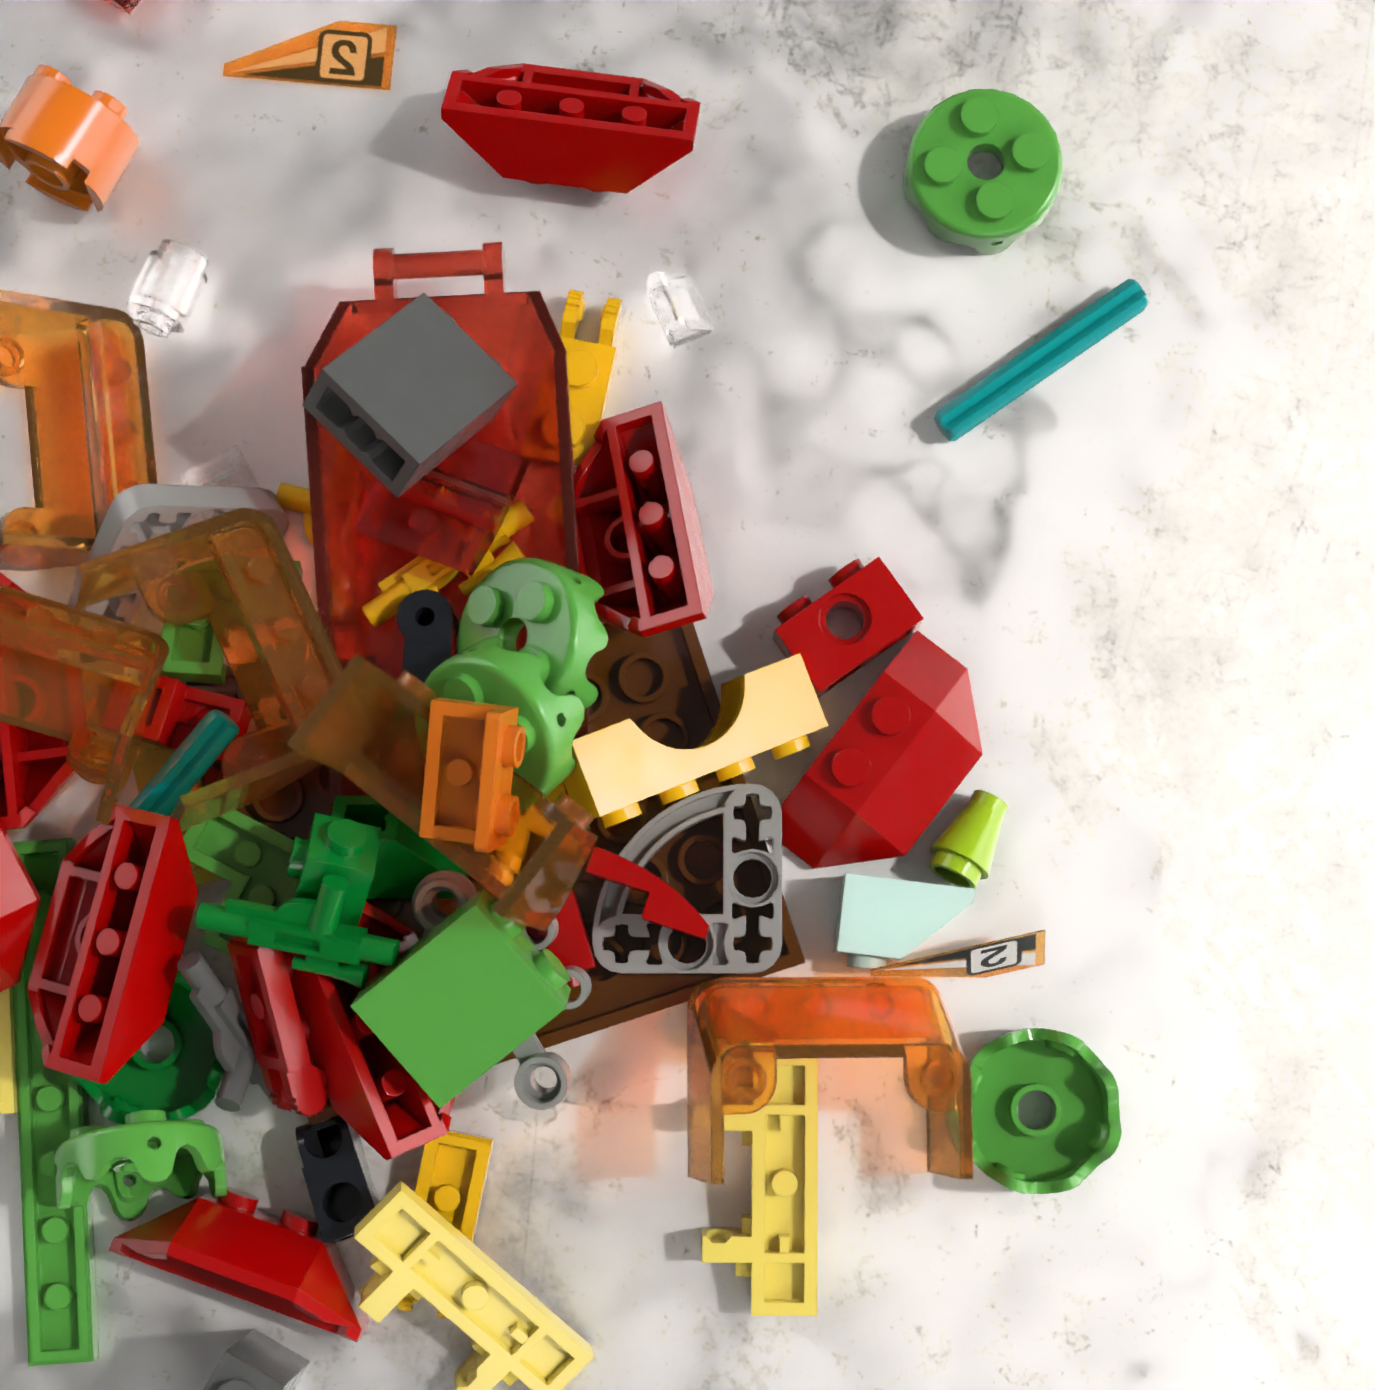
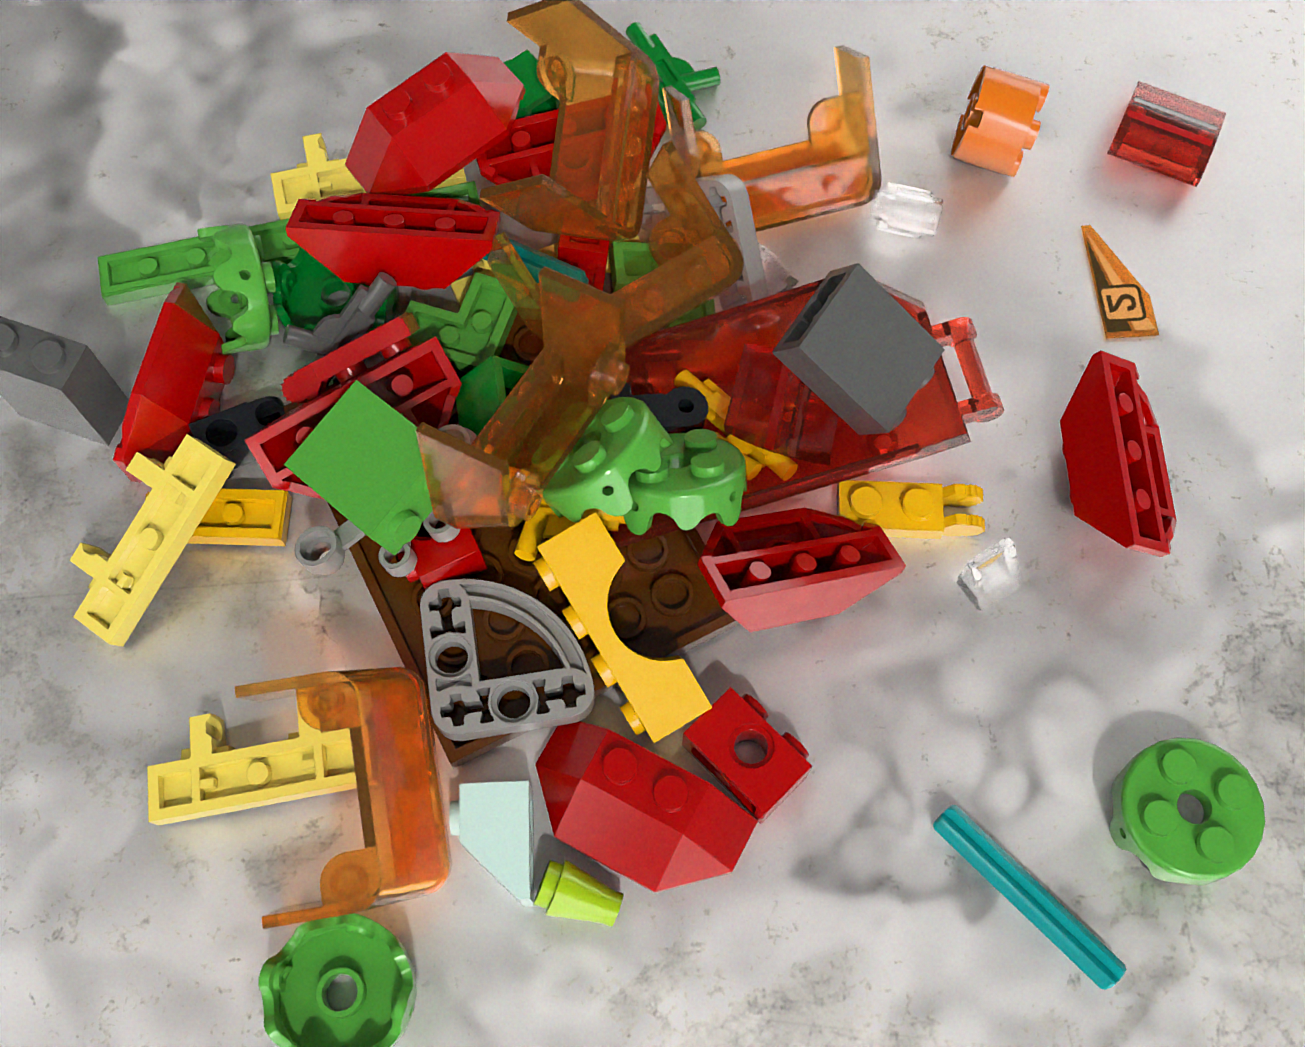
camera: 80 degrees right, 15 degrees down
(306, 929) = (415, 344): green piece -> none
(340, 849) = (466, 359): green brick -> none
(471, 773) = (549, 423): orange bracket -> none
(663, 903) = (479, 621): red slope -> none
(975, 961) = (470, 919): sticker -> none

